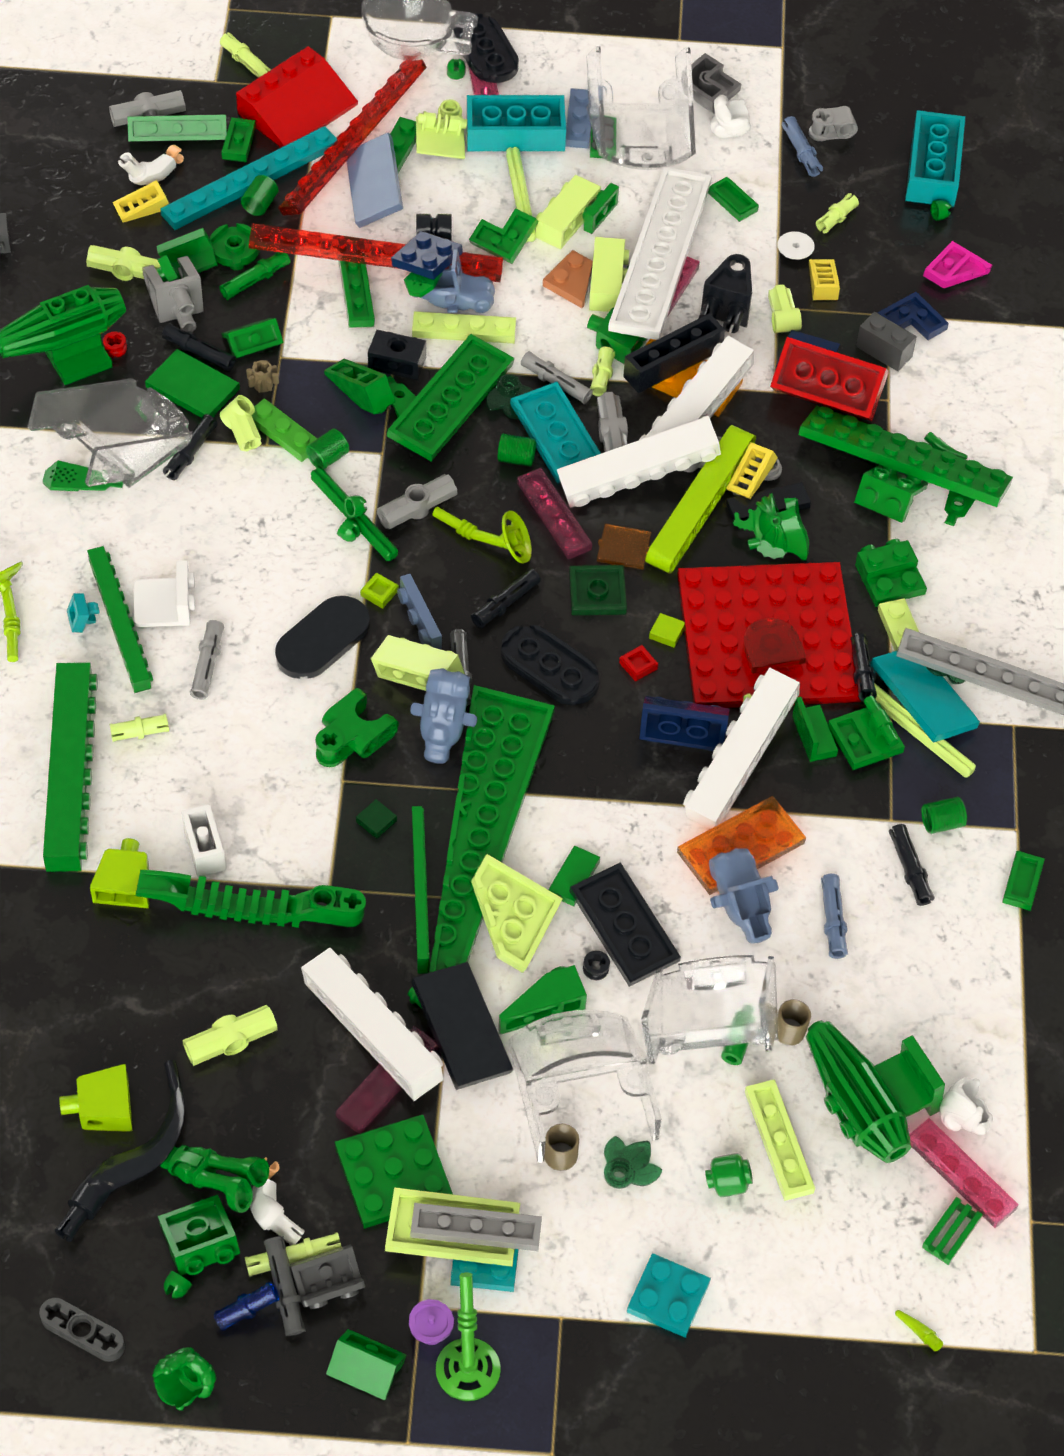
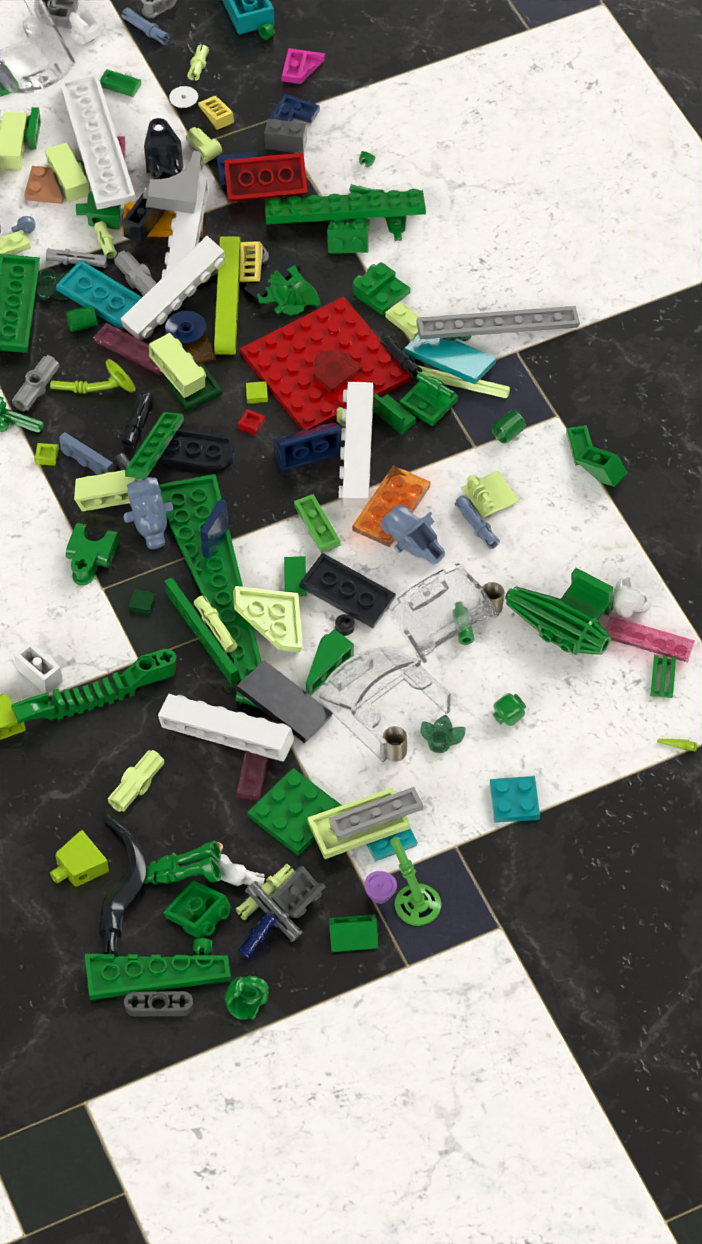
camera: 25 degrees left, 0 degrees up
(75, 1275) = (121, 975): none -> green wing
(322, 637) = (28, 502): black tile -> none
(438, 880) = (210, 617): none -> yellowish green pin
(498, 637) = (154, 445): none -> green tile
(505, 771) = (214, 528): none -> dark blue tile
(523, 312) = (24, 223): none -> sand blue piece
(589, 554) = (177, 365): none -> yellowish green brick
(633, 507) = (186, 326): none -> dark blue dish
(639, 823) = (317, 523): none -> bright green plate
(708, 349) = (176, 192): none -> light grey arch
(779, 1140) = (526, 674): yellowish green plate -> none
(871, 887) = (489, 493): none -> yellowish green hinge
(914, 873) = (512, 472): black pin -> none
(968, 410) = (366, 157): none -> green hinge
(1032, 919) = (602, 465): none -> green slope

